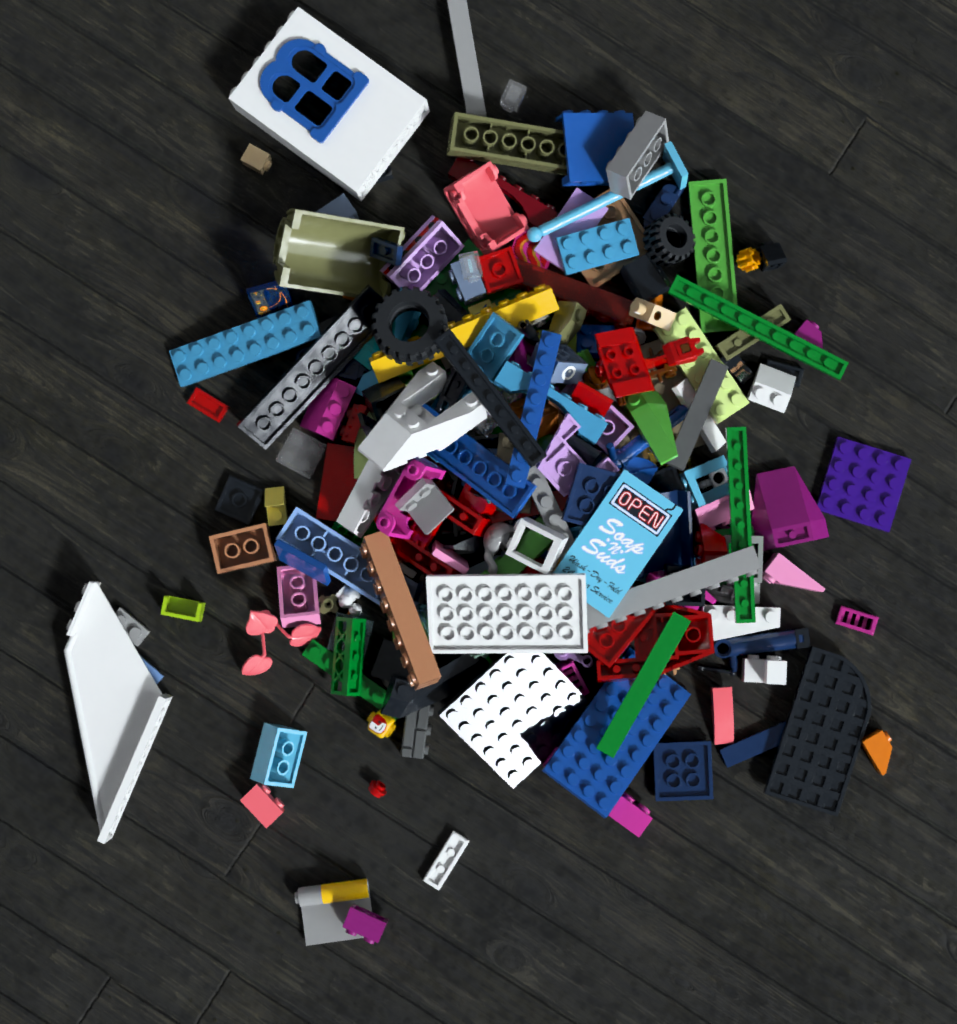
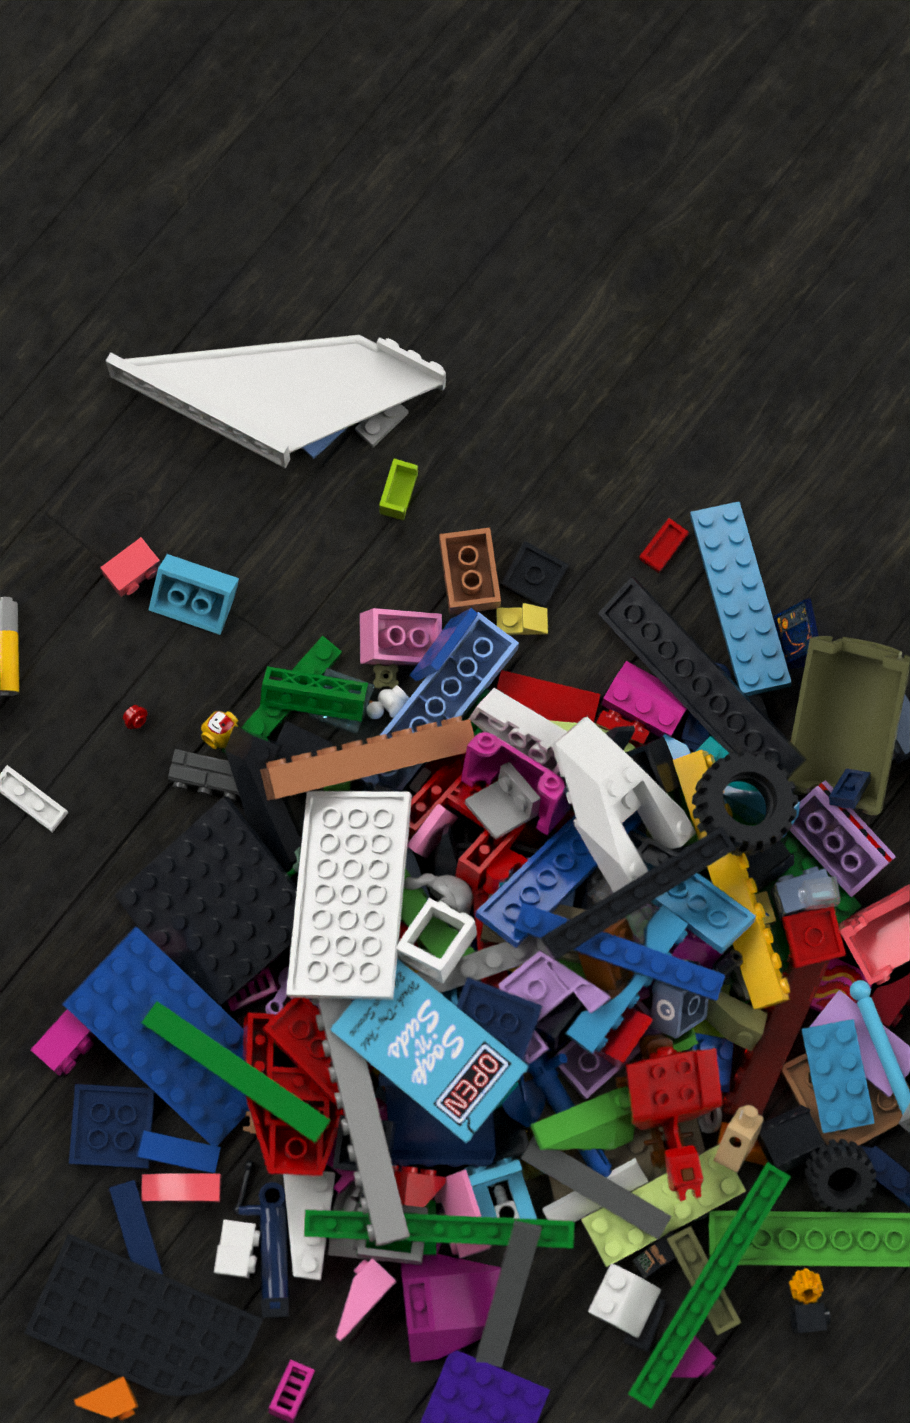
camera: 90 degrees right, 10 degrees down
(264, 622) = (369, 589): coral plant -> none
(301, 453) = (589, 659): clear plate -> none
(697, 720) = (178, 1152): none -> blue tile
(778, 471) = (508, 1293): none -> dark grey tile

